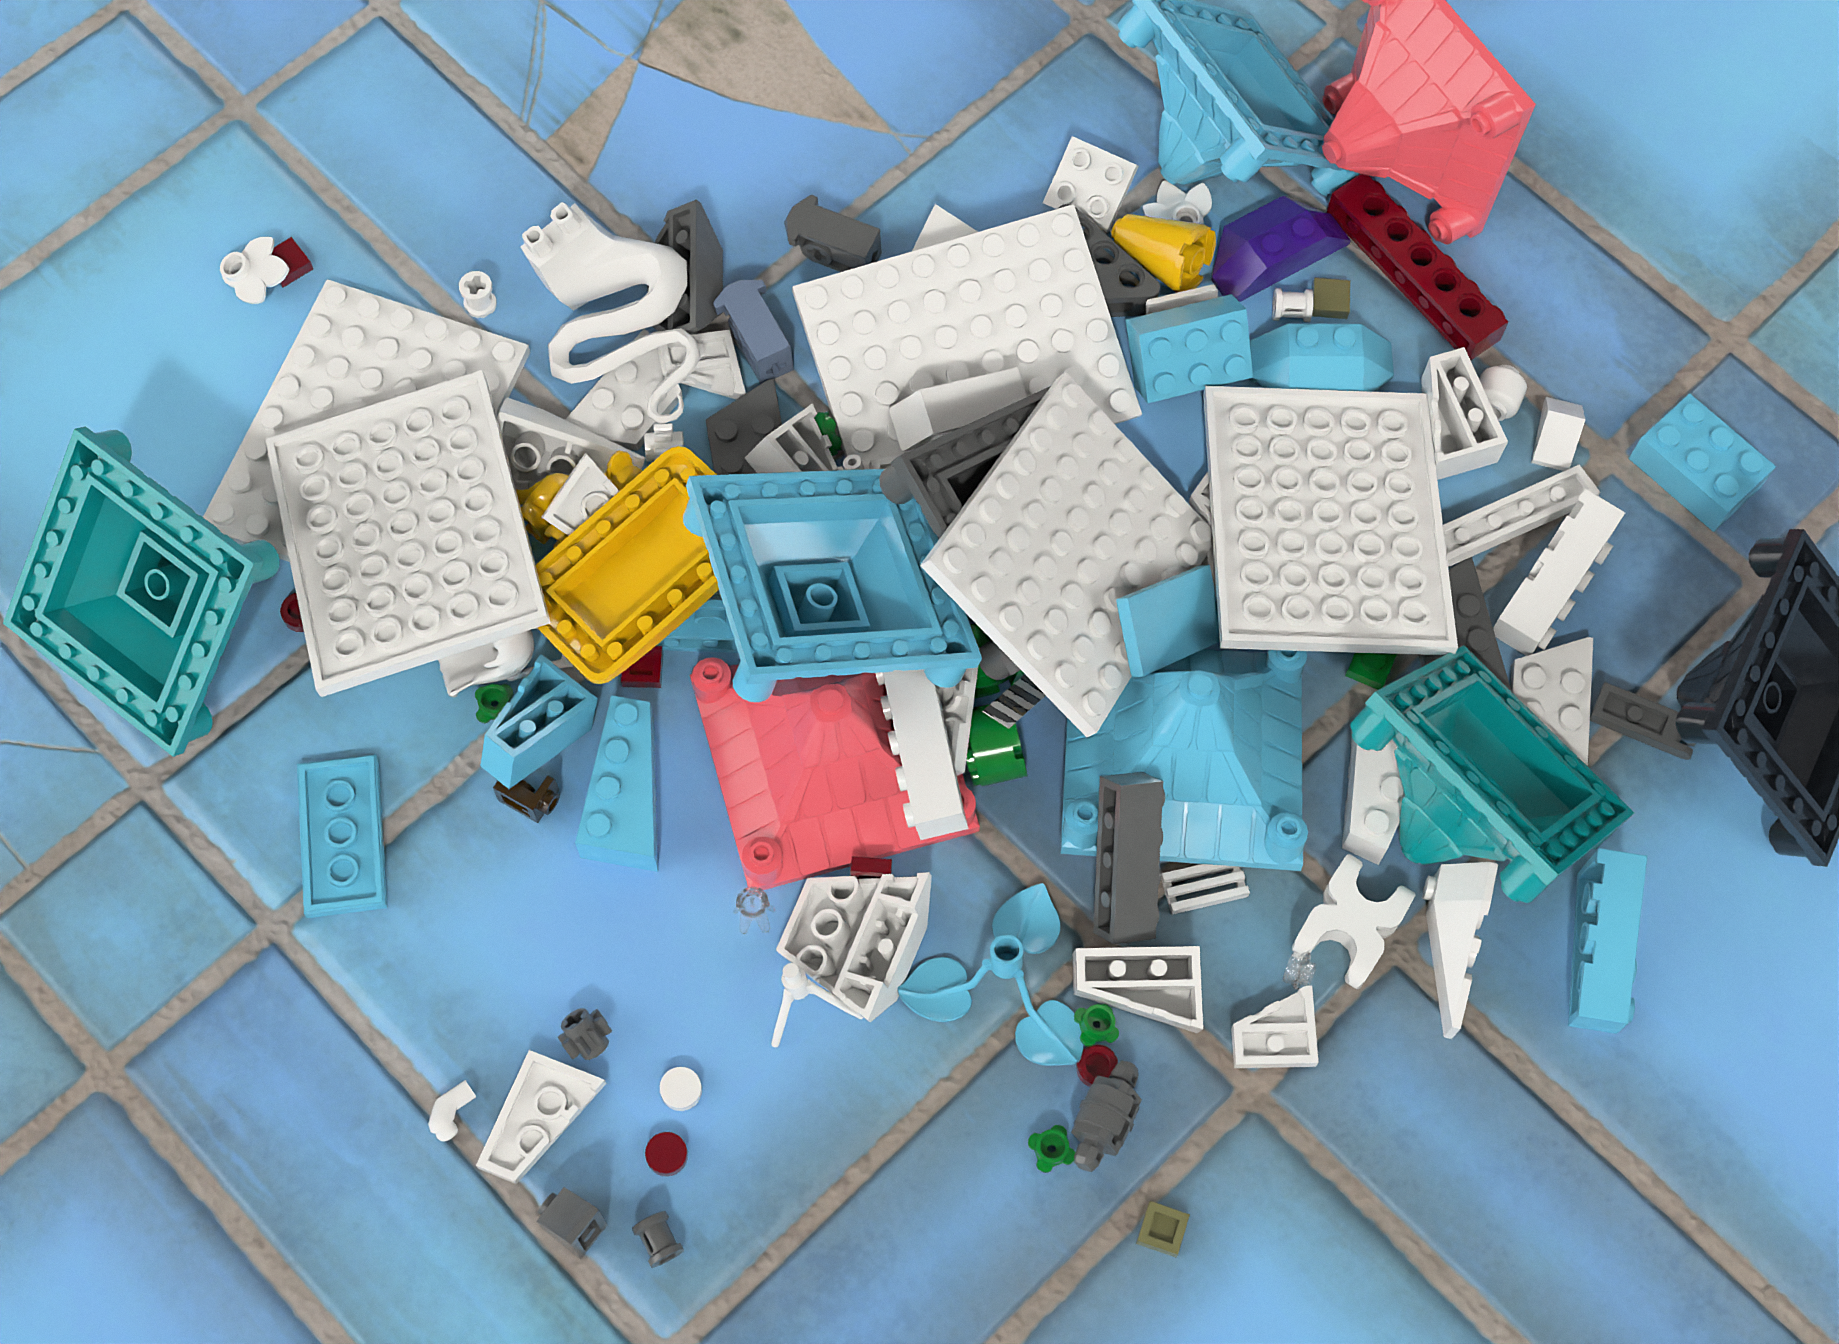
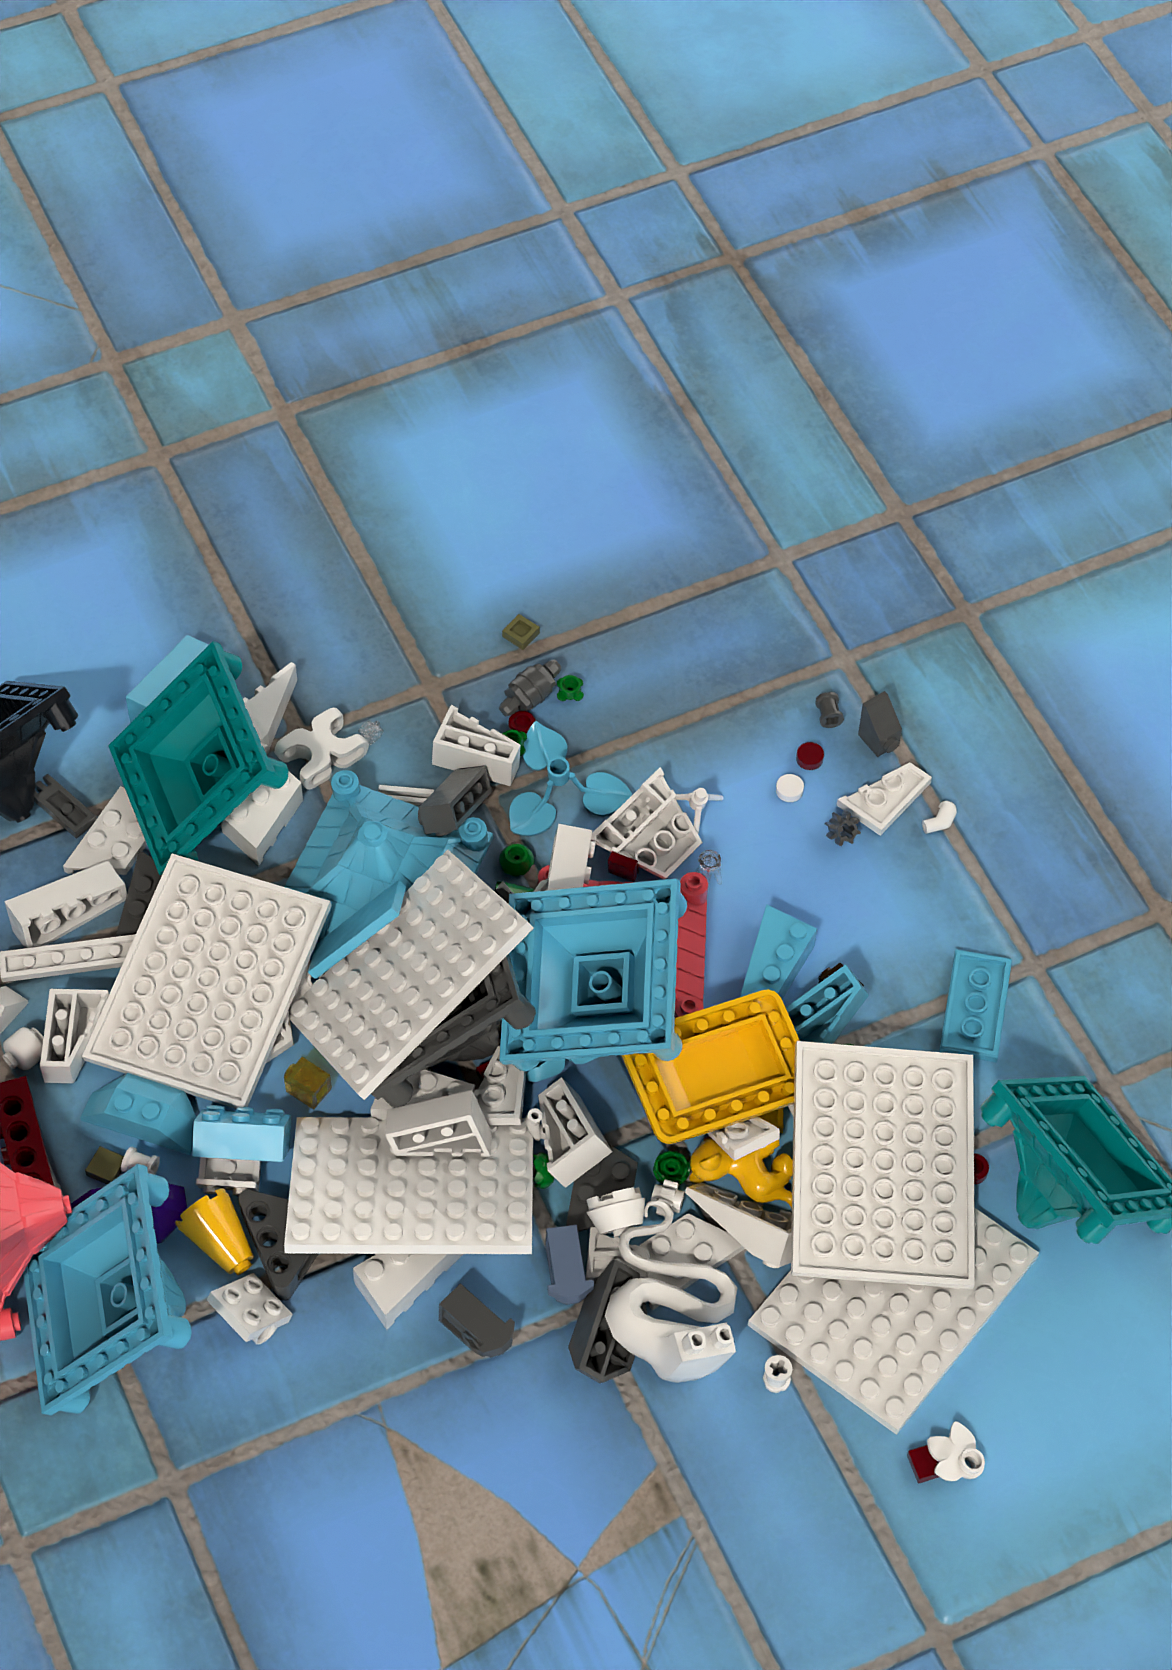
camera: 160 degrees left, 10 degrees down
(716, 391) = (617, 1211): none -> white cone
(1016, 857) = (513, 866): none -> green plate
(1153, 442) = (307, 1082): none -> clear yellow brick
(1177, 205) = (191, 1277): white plate -> none
(1278, 1034) = (402, 703): white wing -> none

